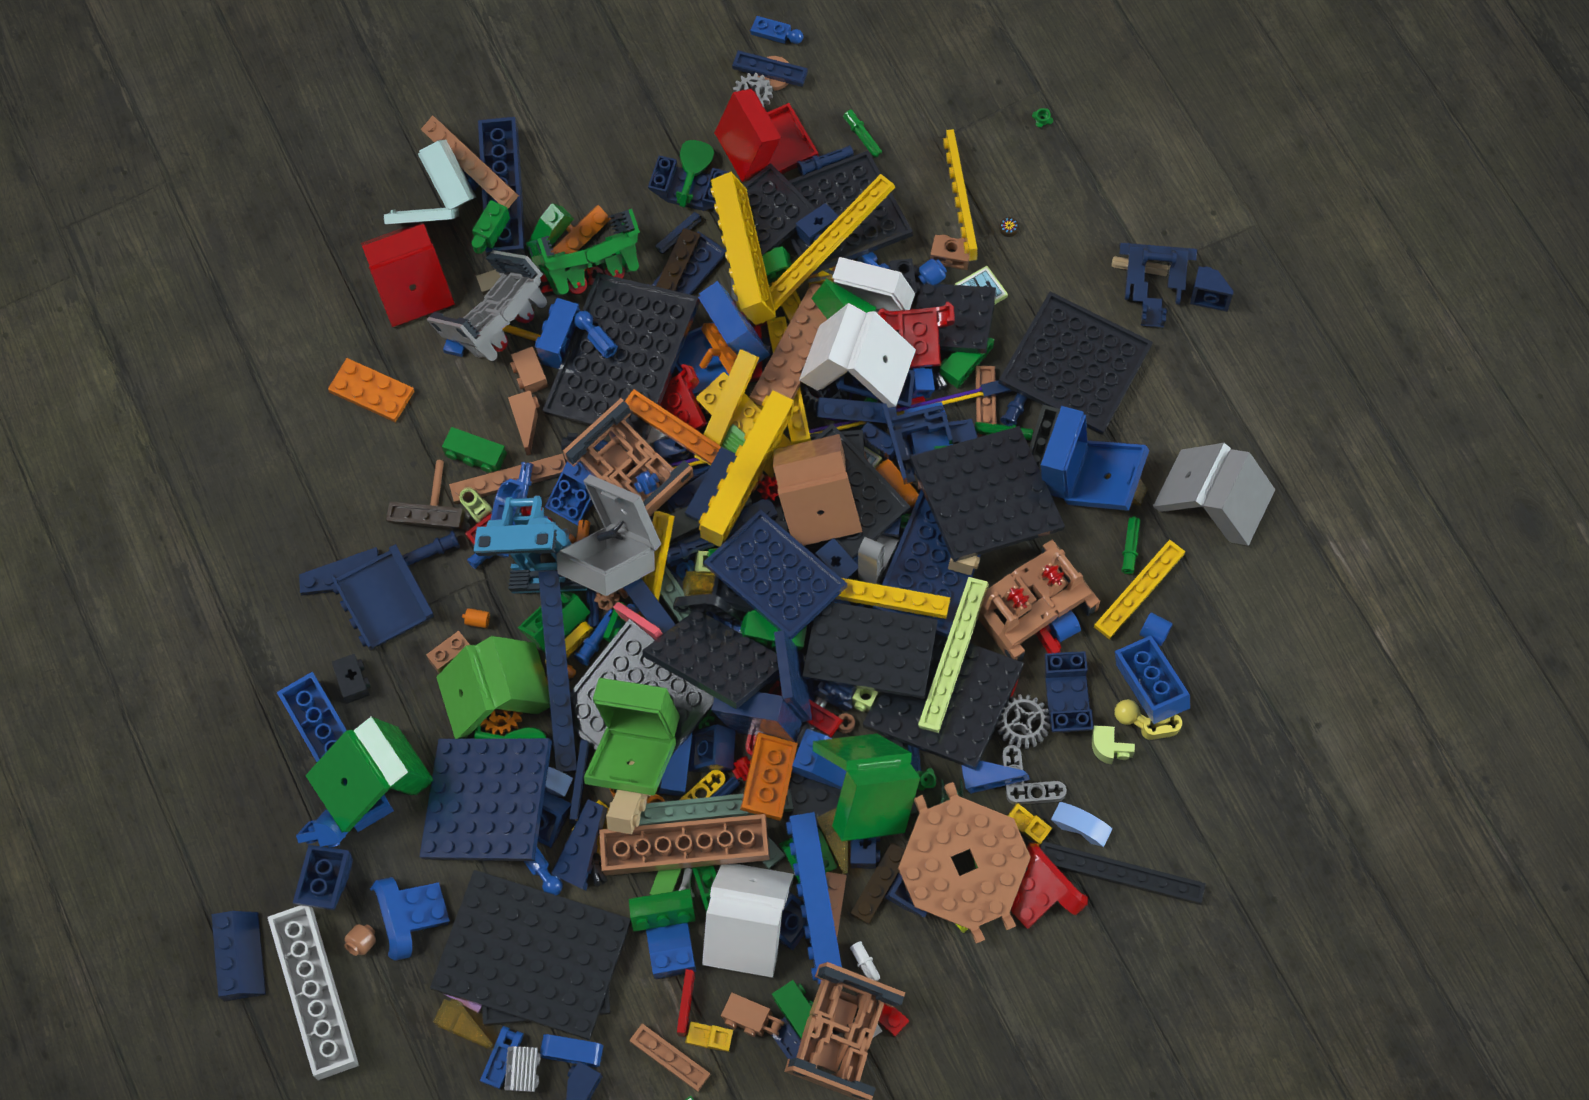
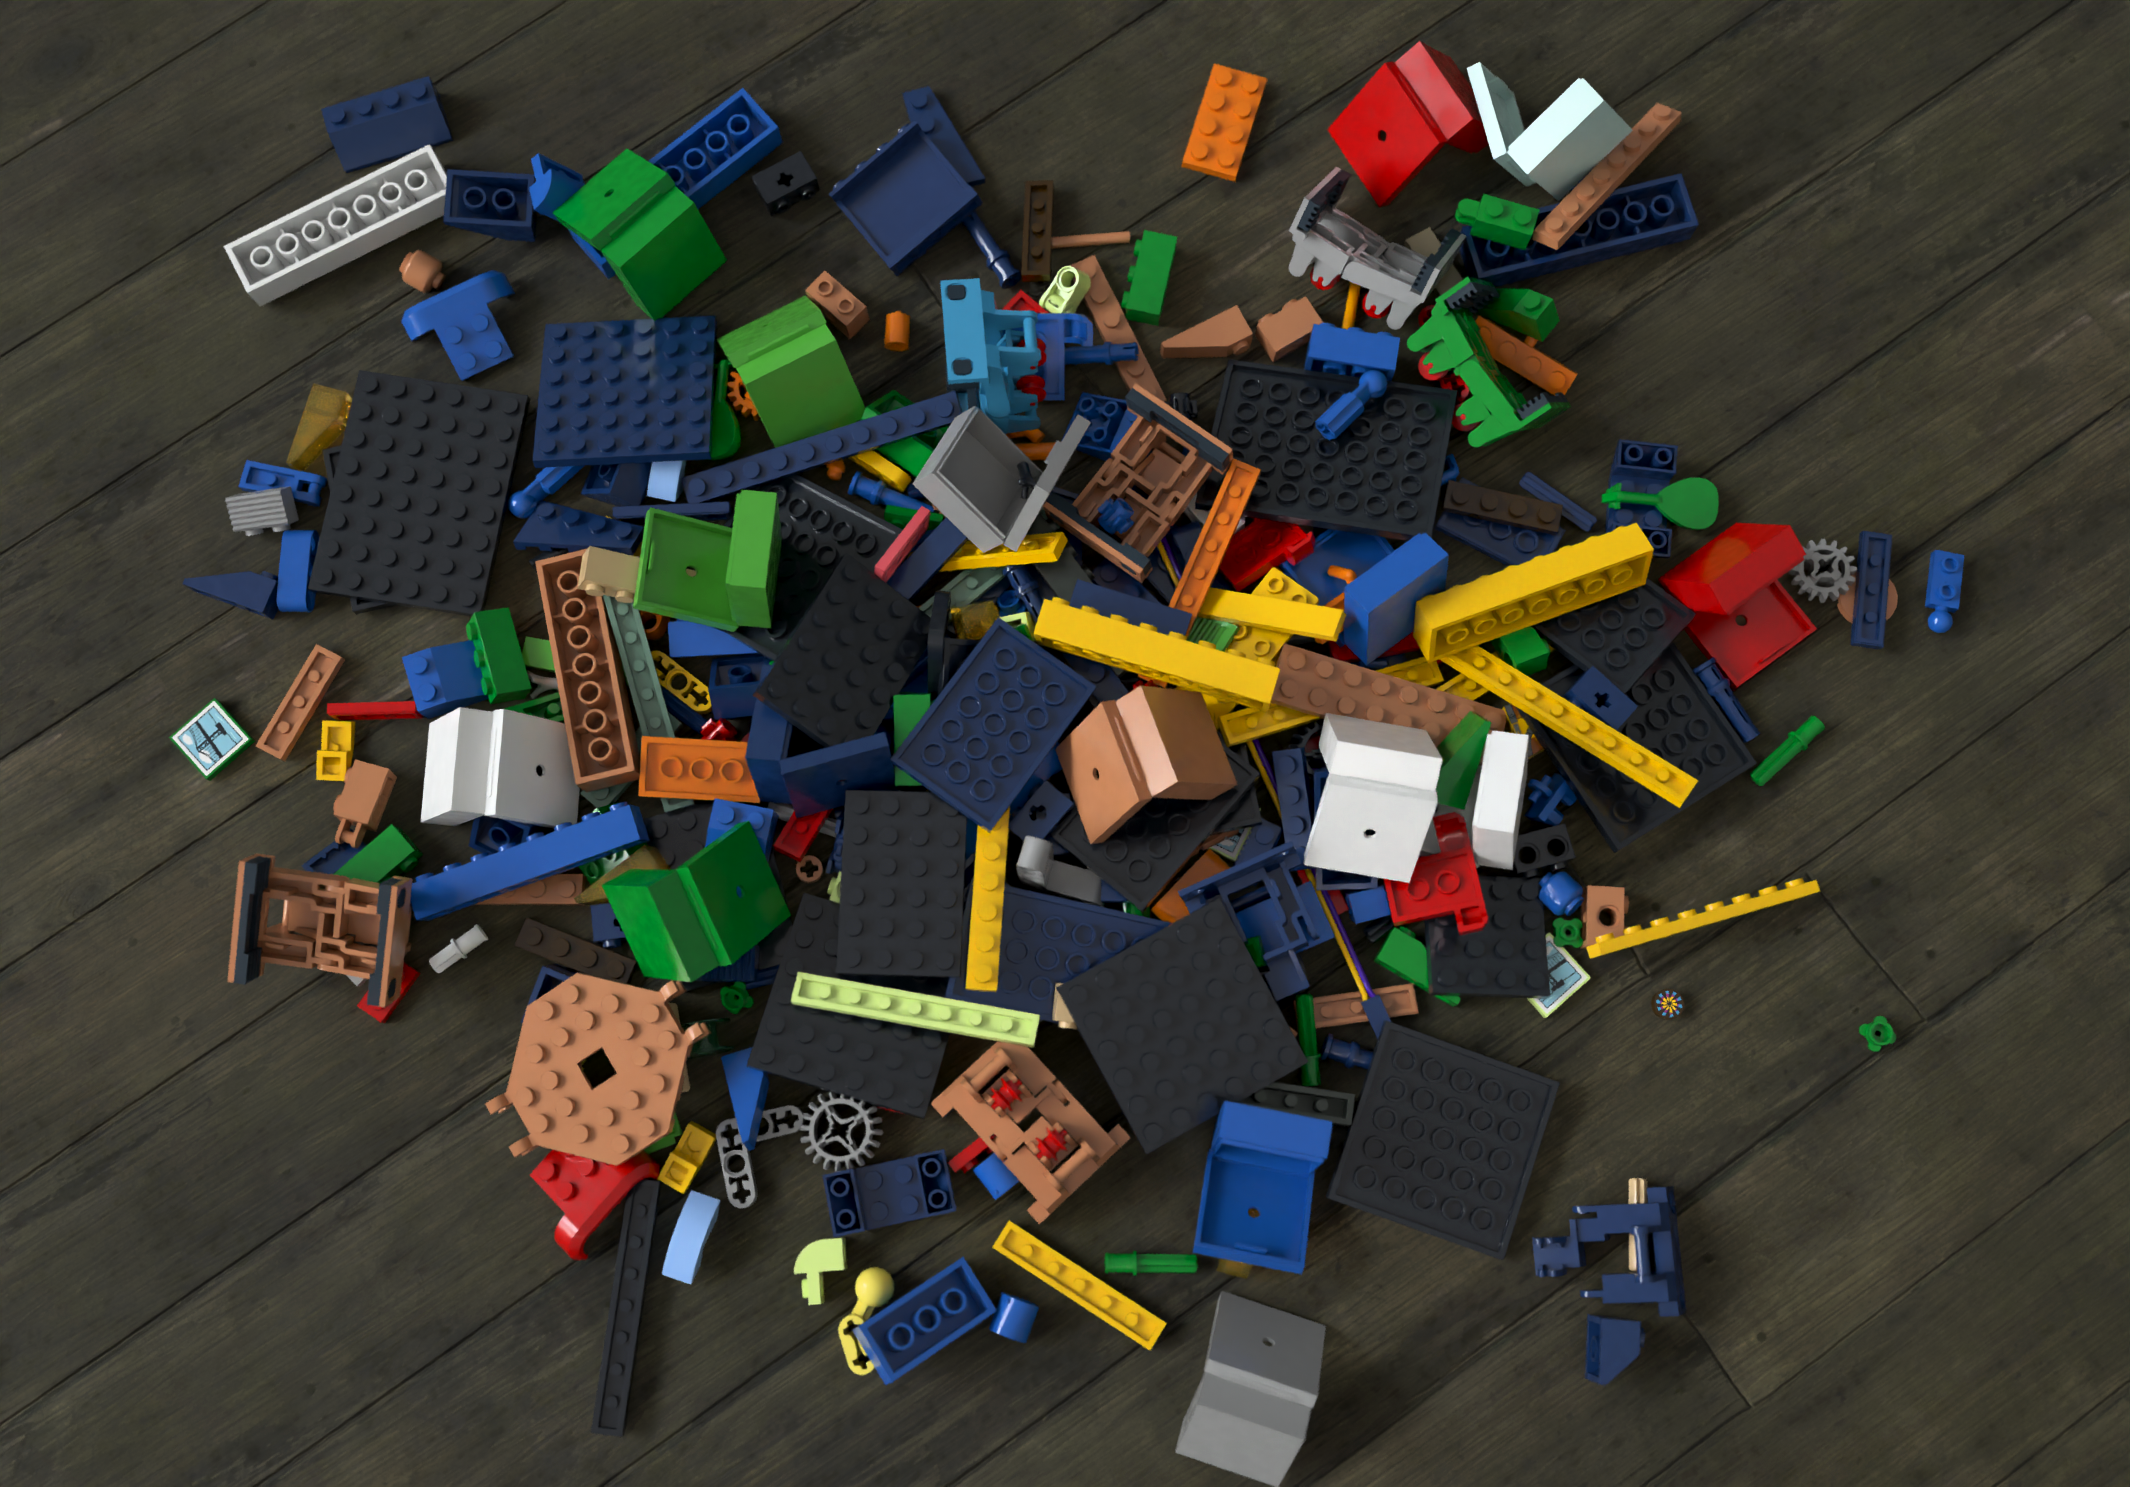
camera: 80 degrees right, 10 degrees up
(952, 277) = (1561, 939): none -> green plate

